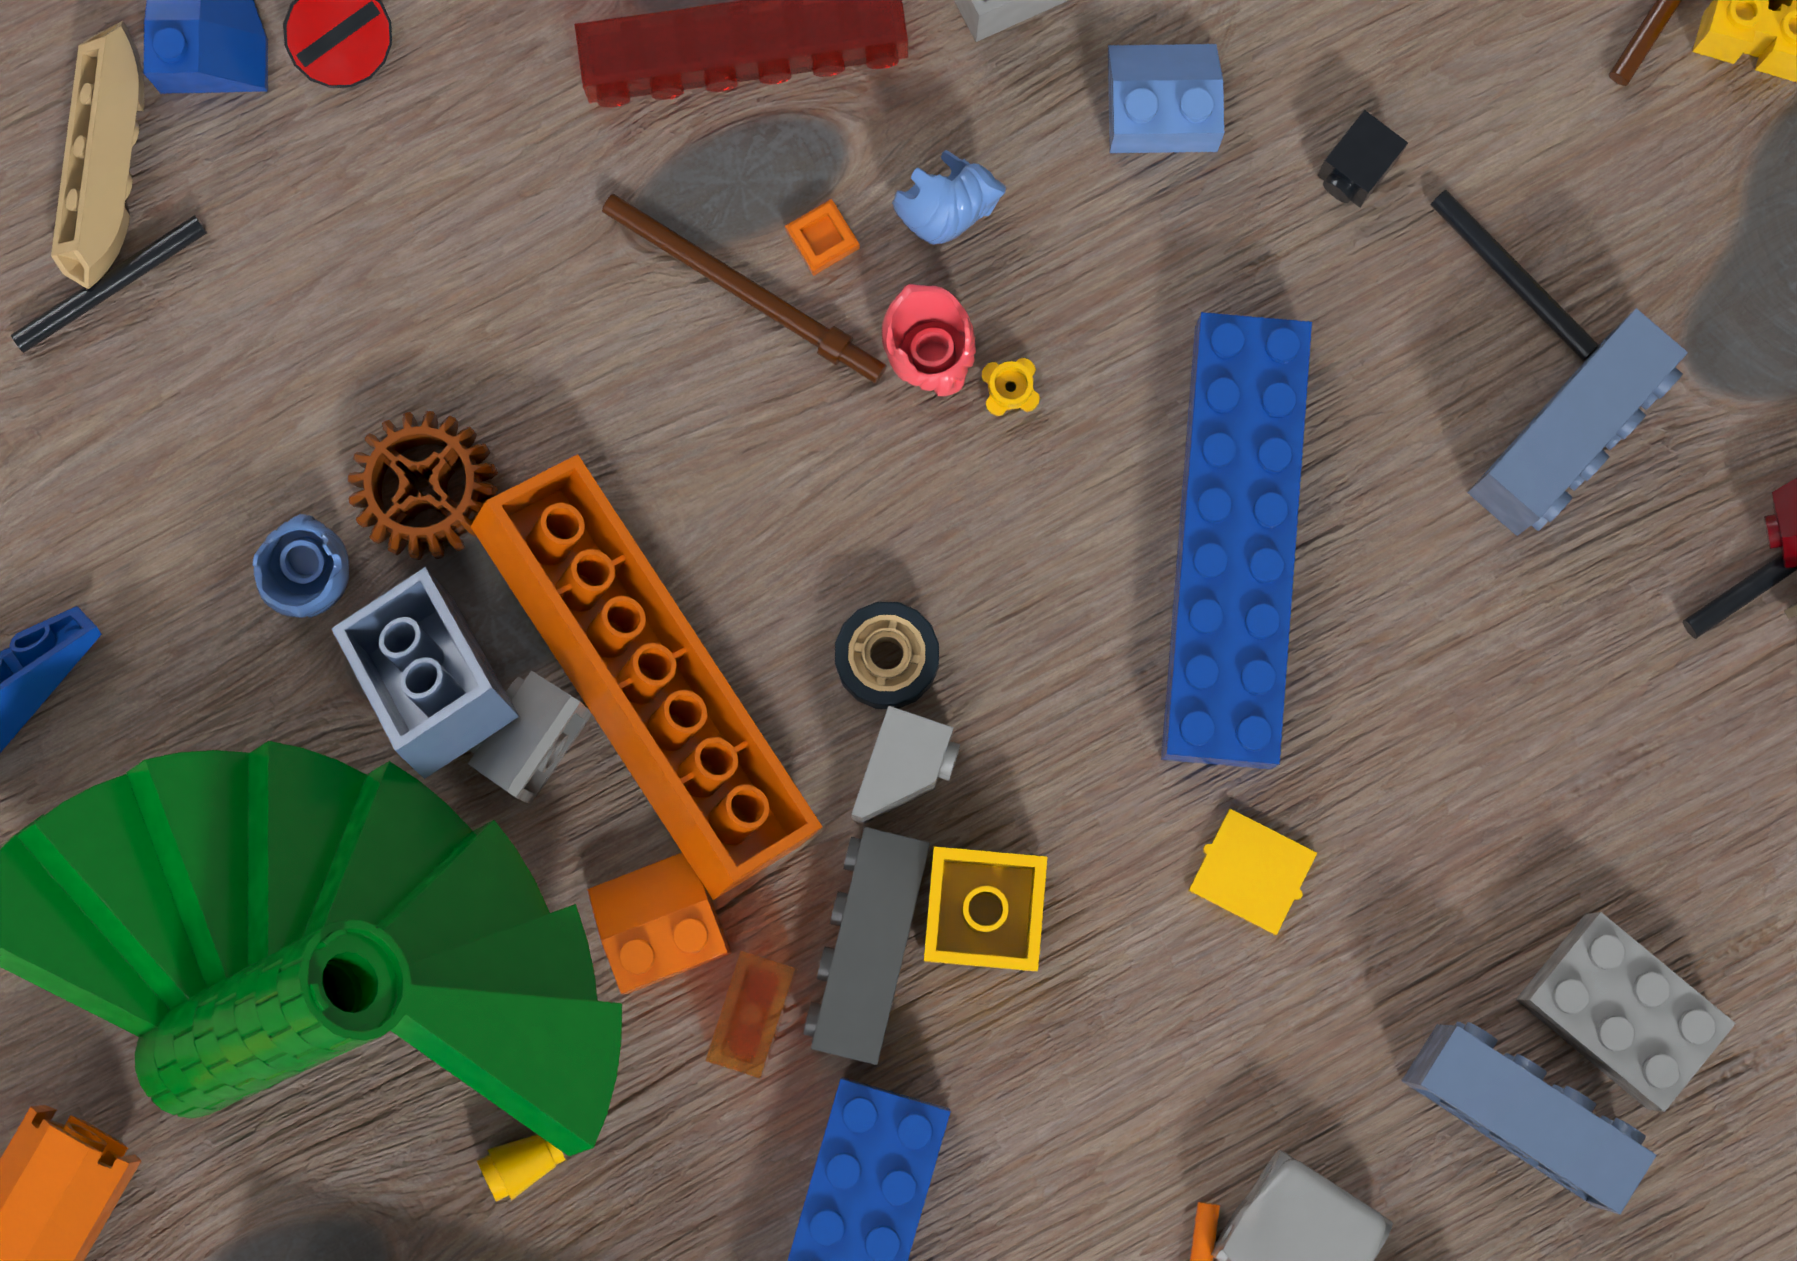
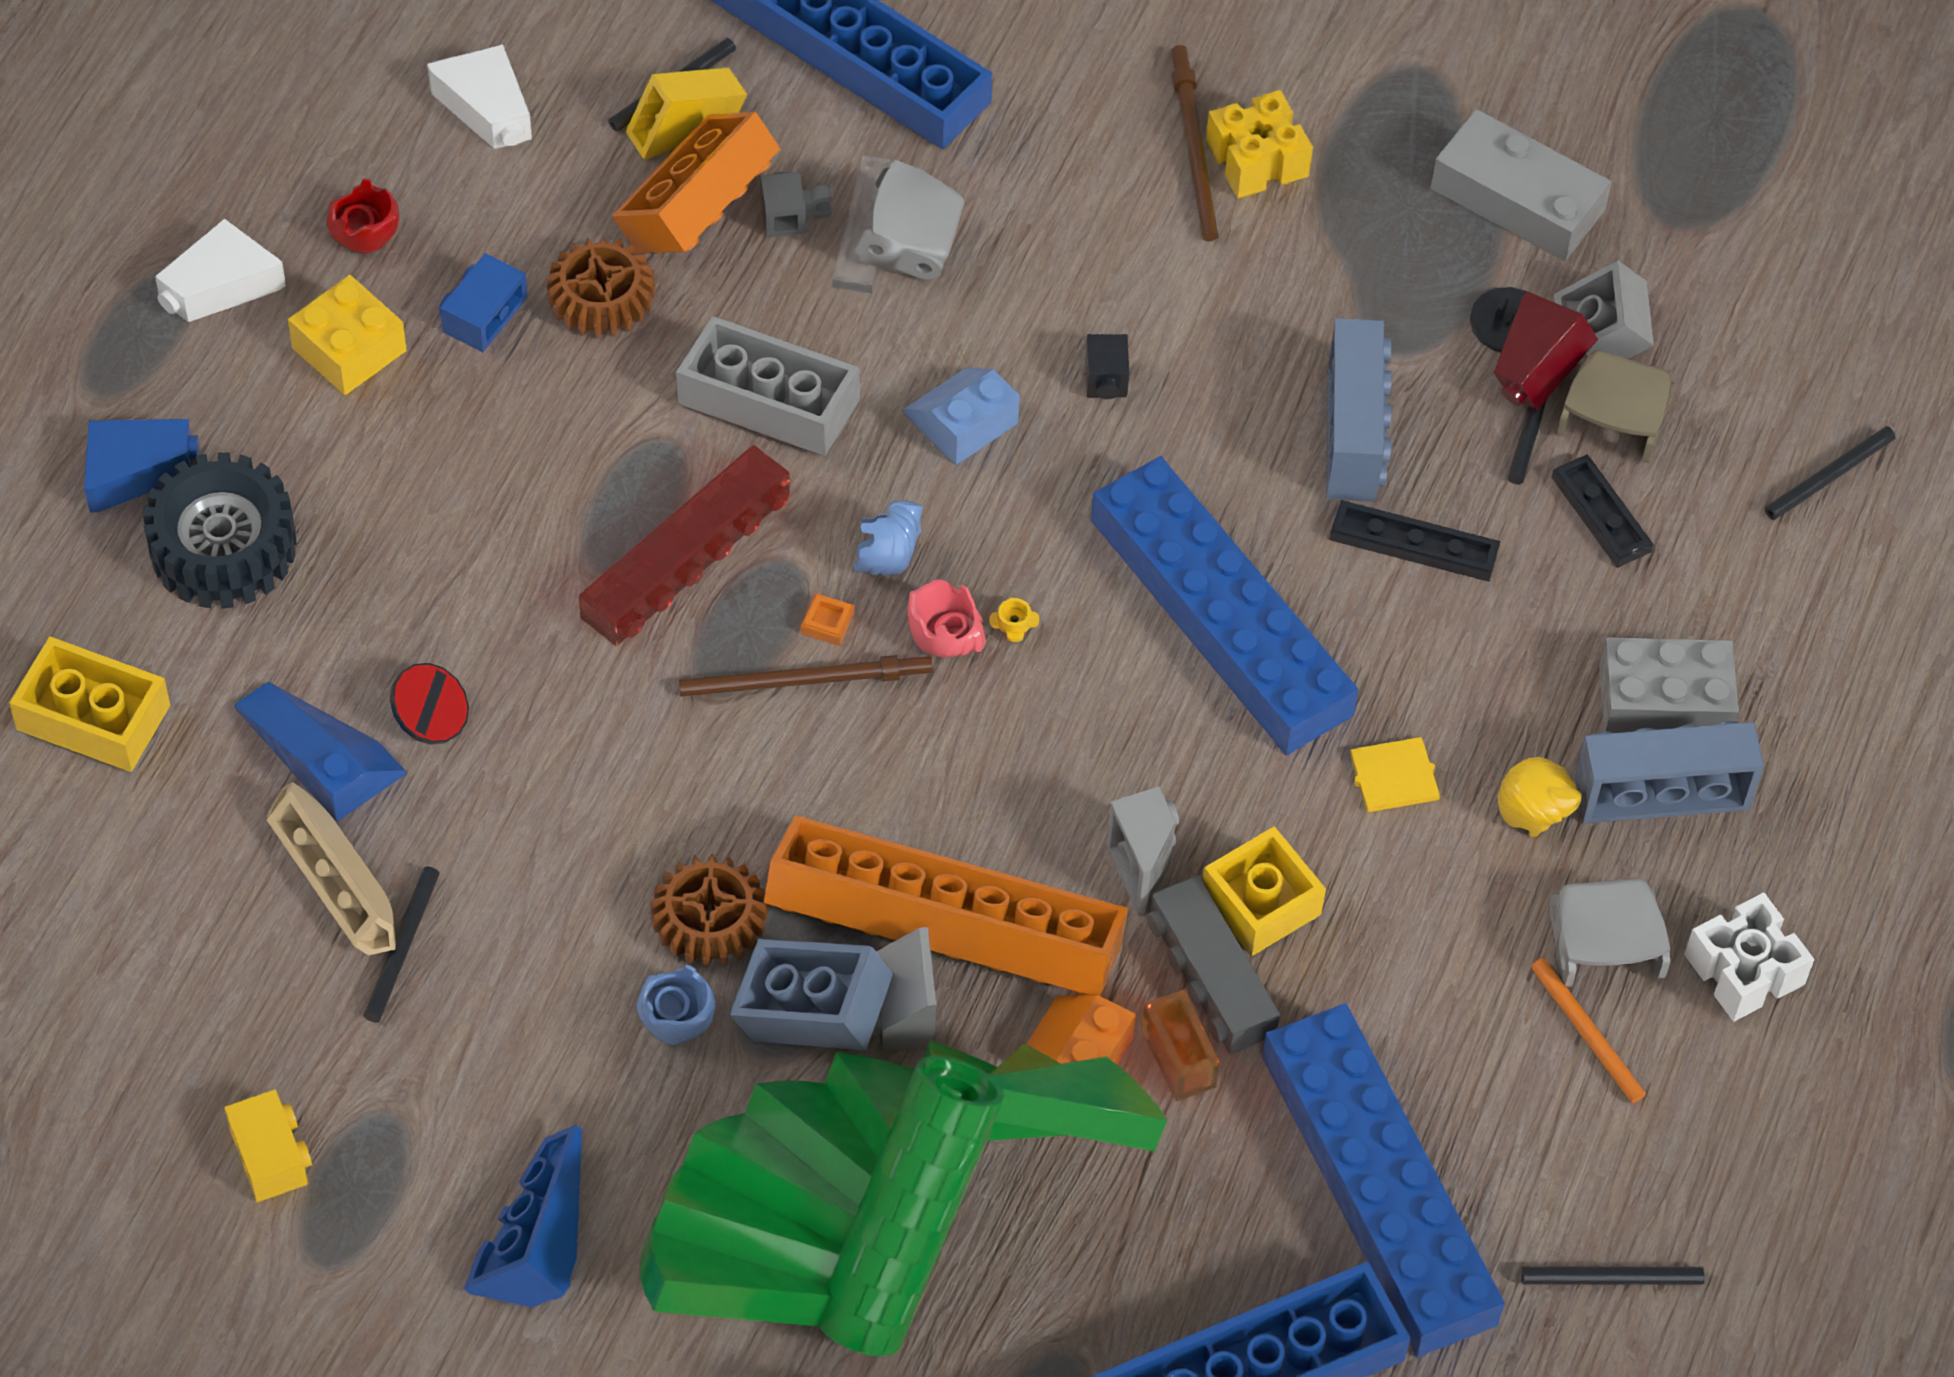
camera: 45 degrees left, 25 degrees down
(518, 1165) = (1115, 1240): yellow cone -> none
(880, 624) = (1074, 786): wheel -> none
(1369, 1027) = (1537, 795): none -> yellow hair
(1514, 274) = (1247, 370): black bar -> none
(1515, 618) = (1415, 540): none -> black tile
(1751, 739) = (1602, 511): none -> black tile

